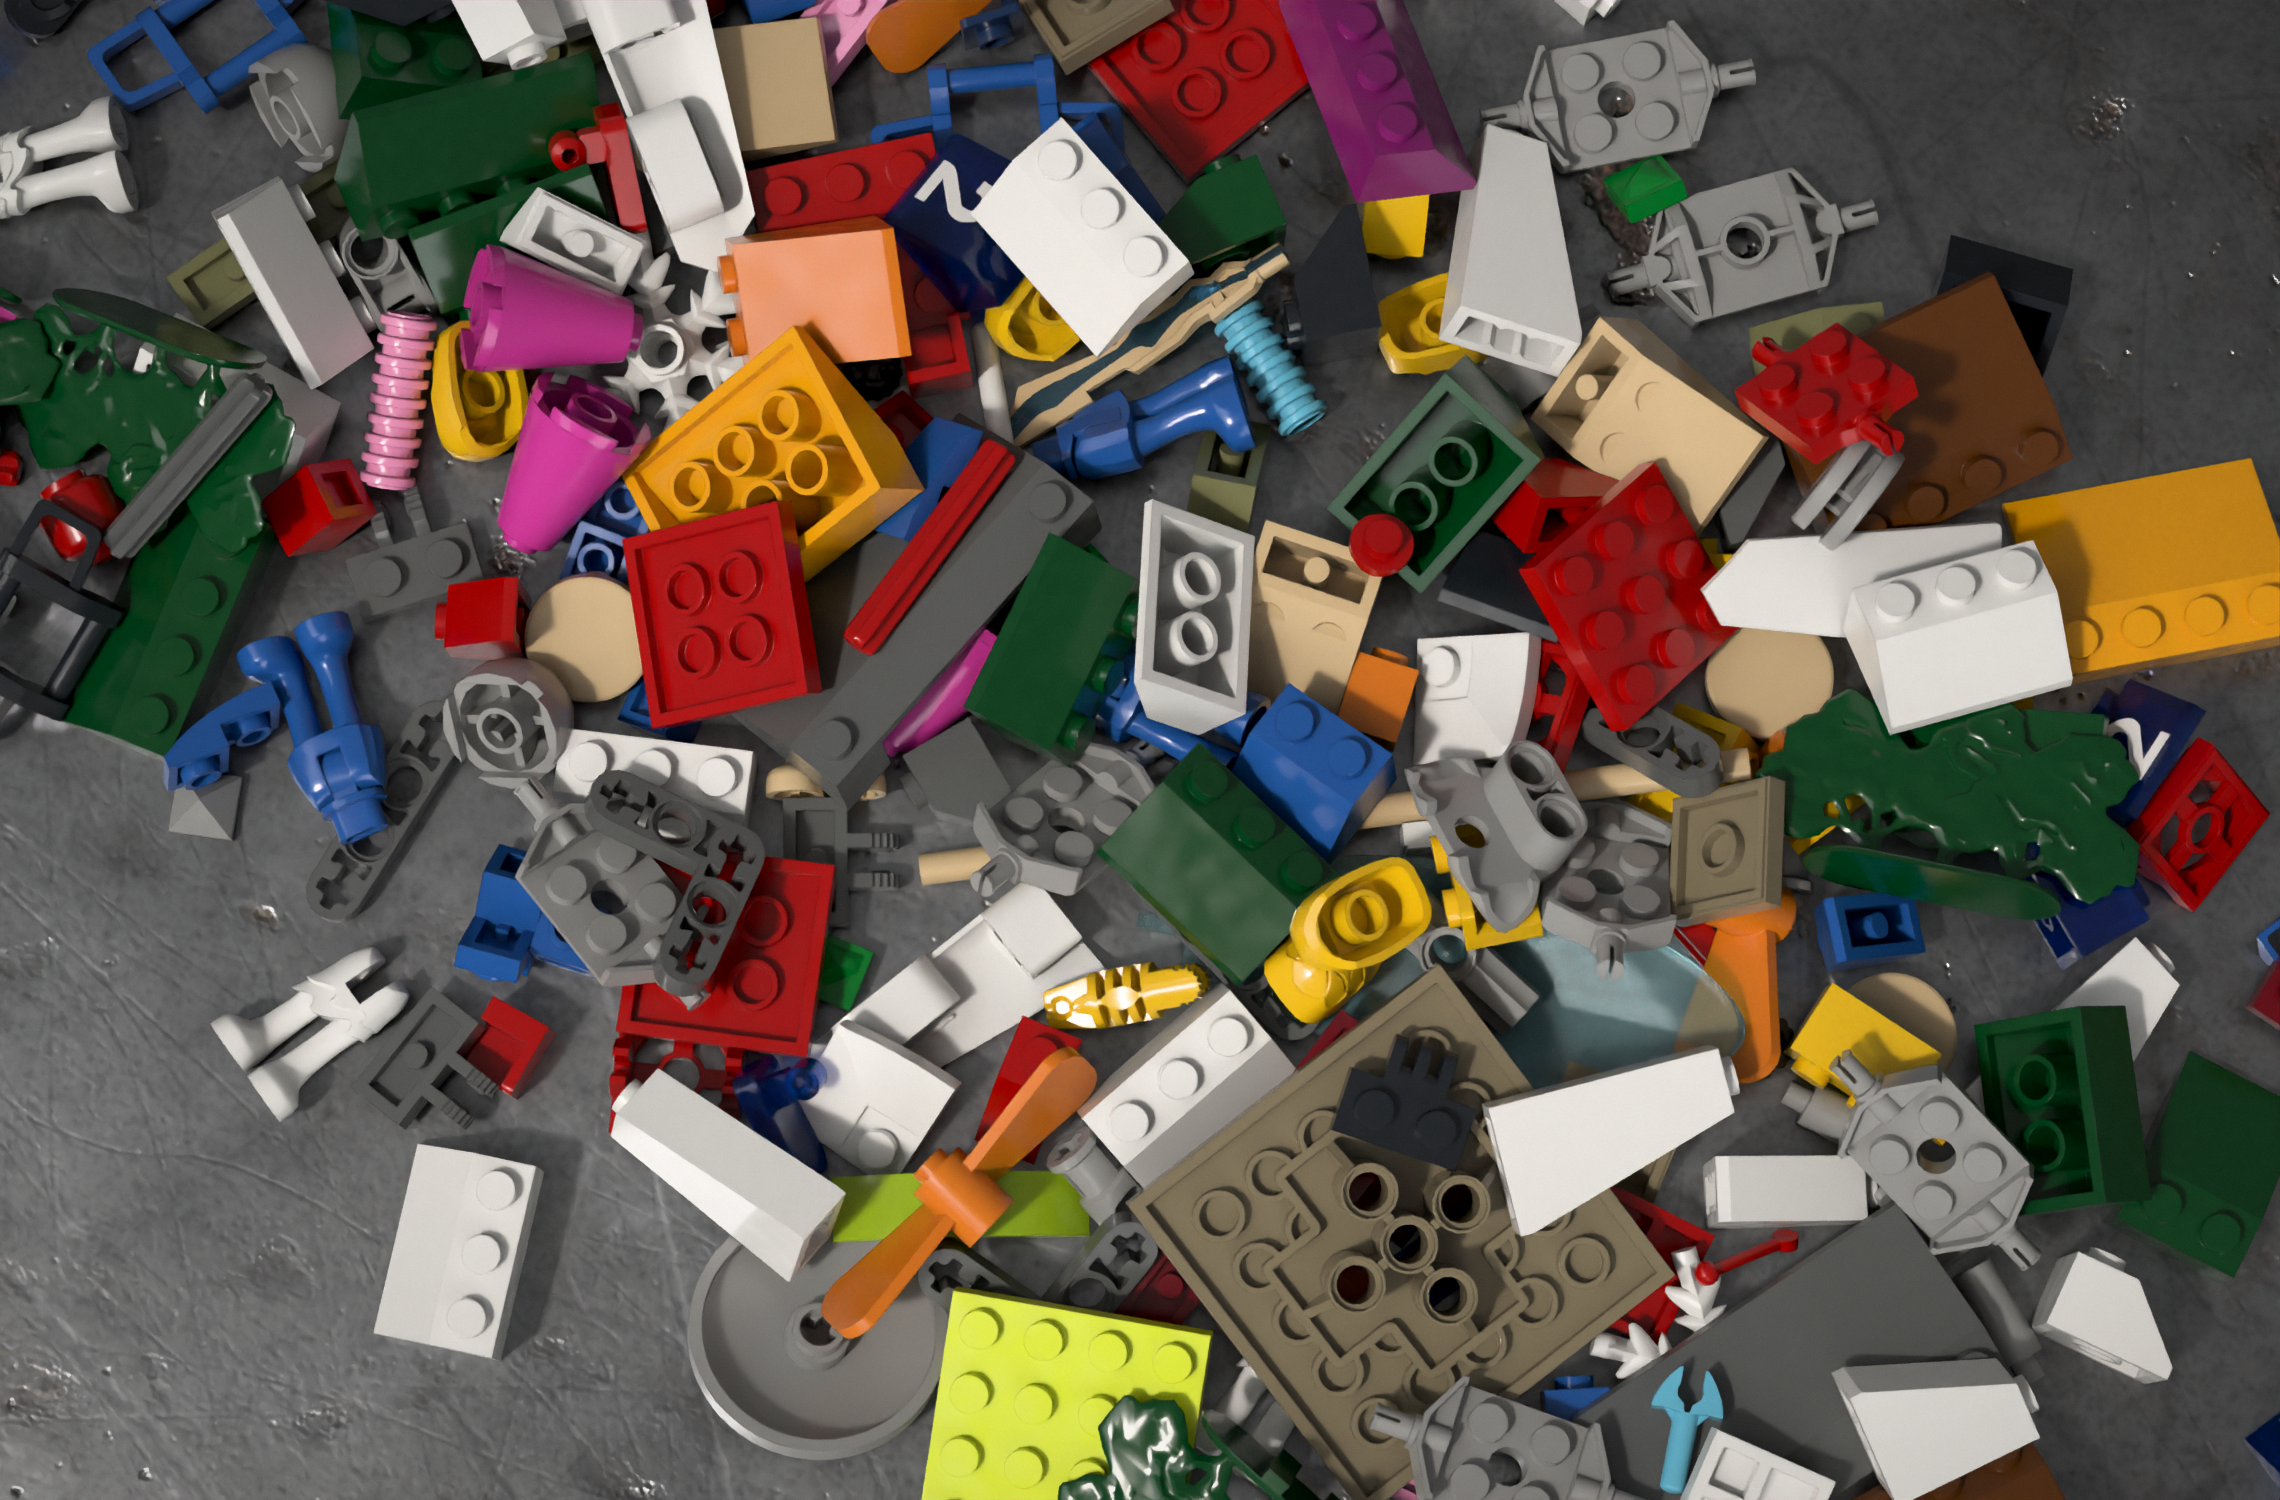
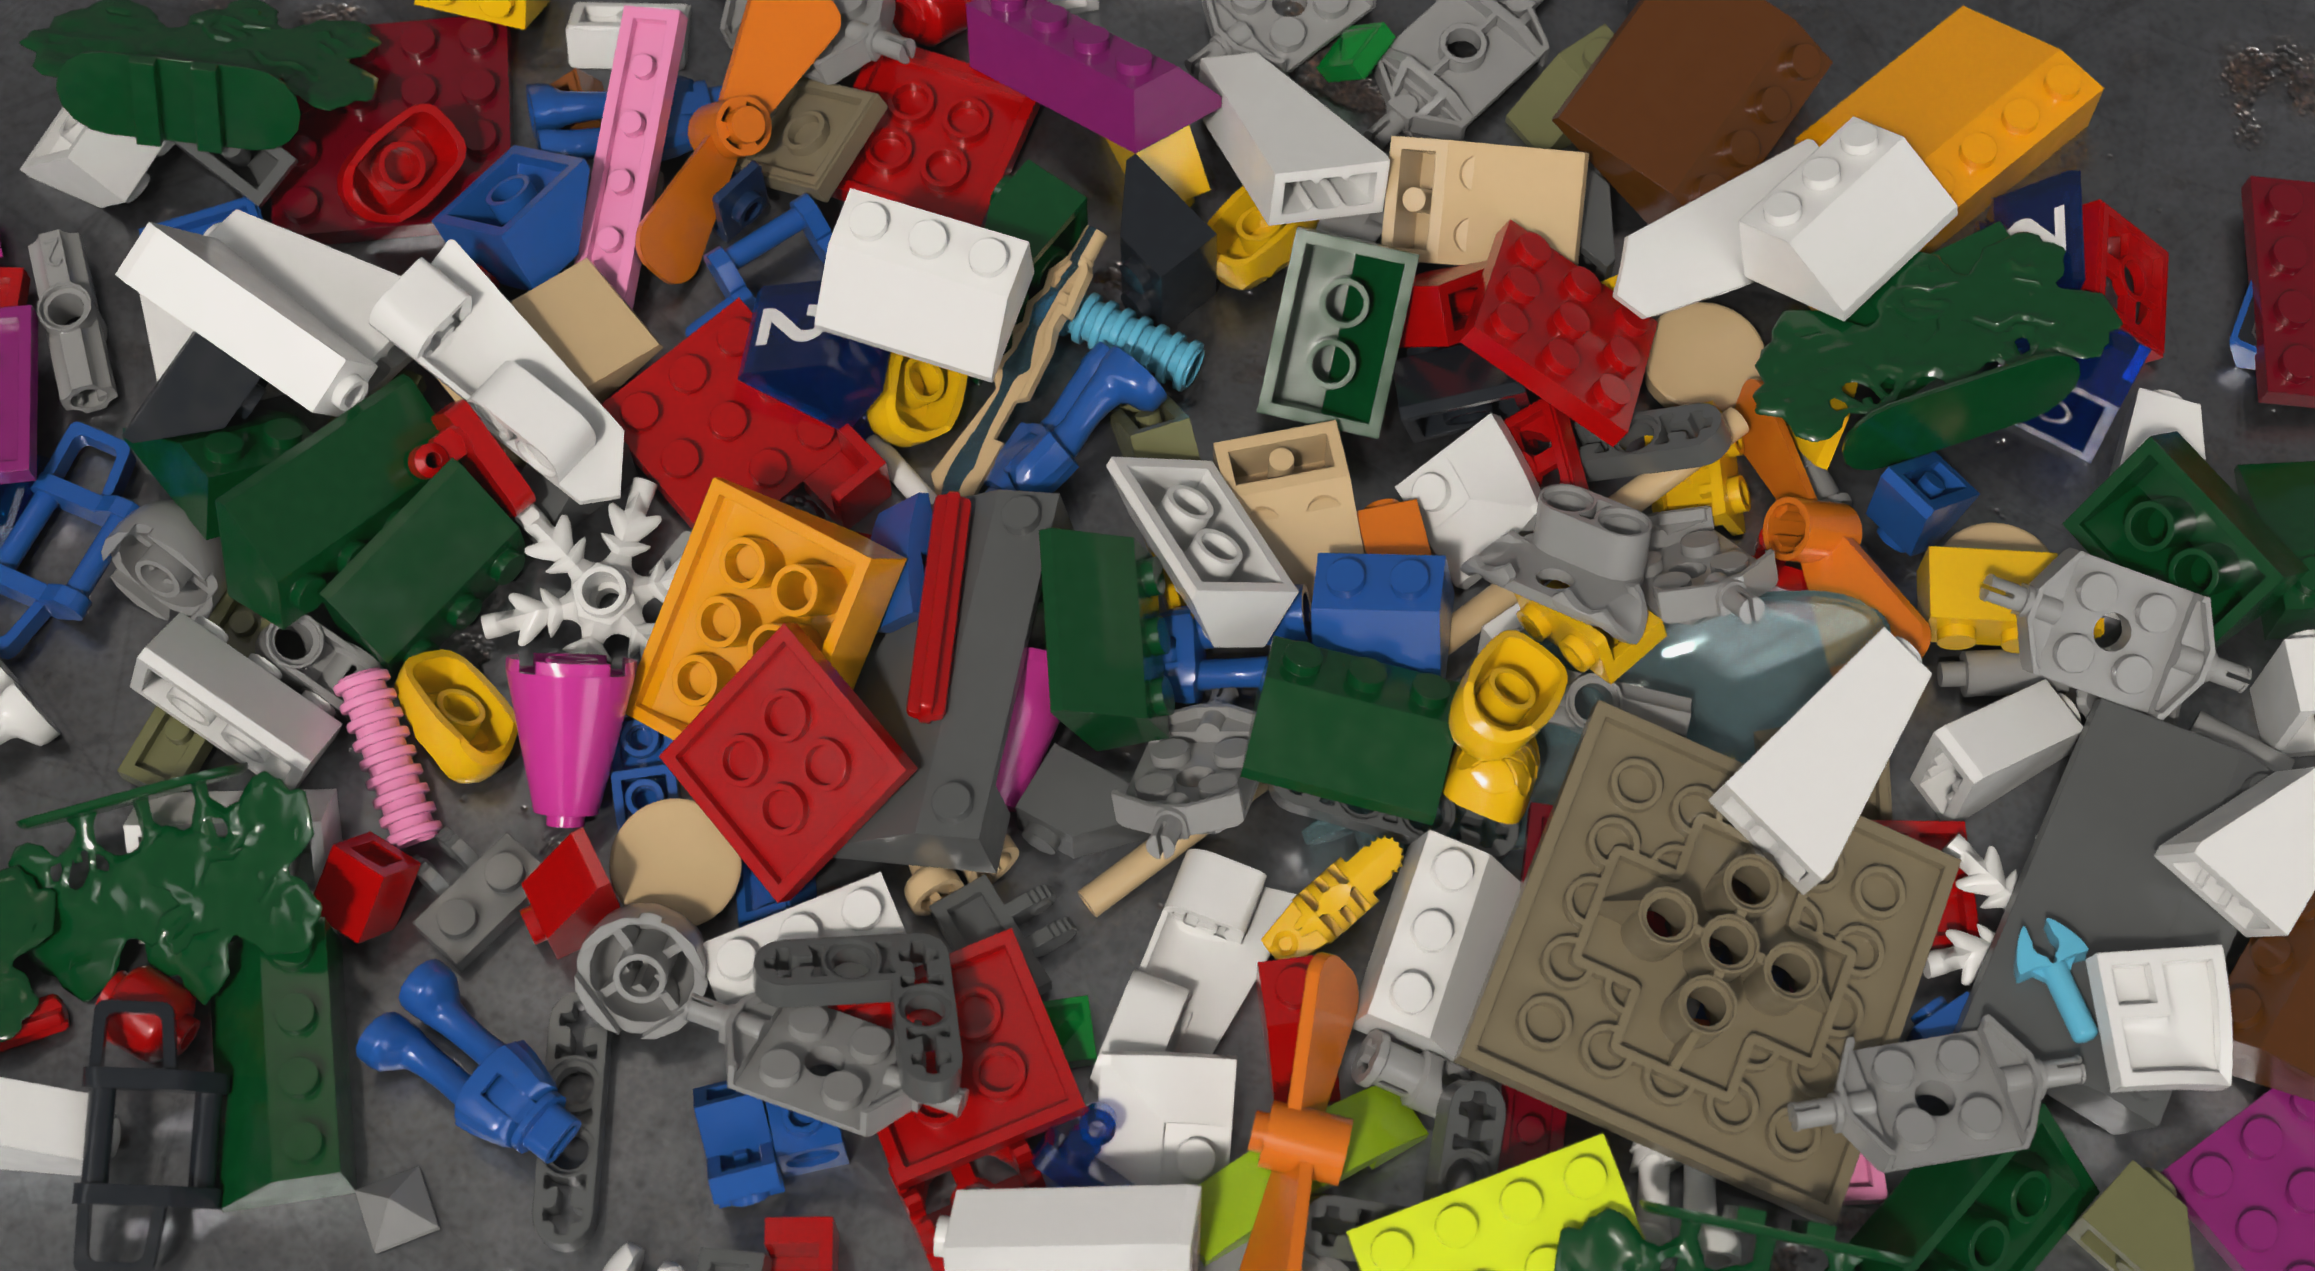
camera: 30 degrees left, 15 degrees down
(187, 465) = (221, 893): dark grey axle -> none
(203, 750) = (370, 1148): blue slope -> none
(541, 317) = (479, 607): dark pink cone -> none
(574, 241) = (476, 535): white slope -> none
(826, 277) = (729, 429): orange slope -> none
(1381, 545) = (1324, 407): red plate -> none
(1406, 1107) = (1648, 833): black hinge -> none
(1727, 852) = (1774, 483): dark tan tile -> none
(1783, 1240) = (1986, 845): red hinge -> none
(1827, 394) = (1621, 80): red plate -> none
(1847, 489) = (1683, 145): light grey head -> none

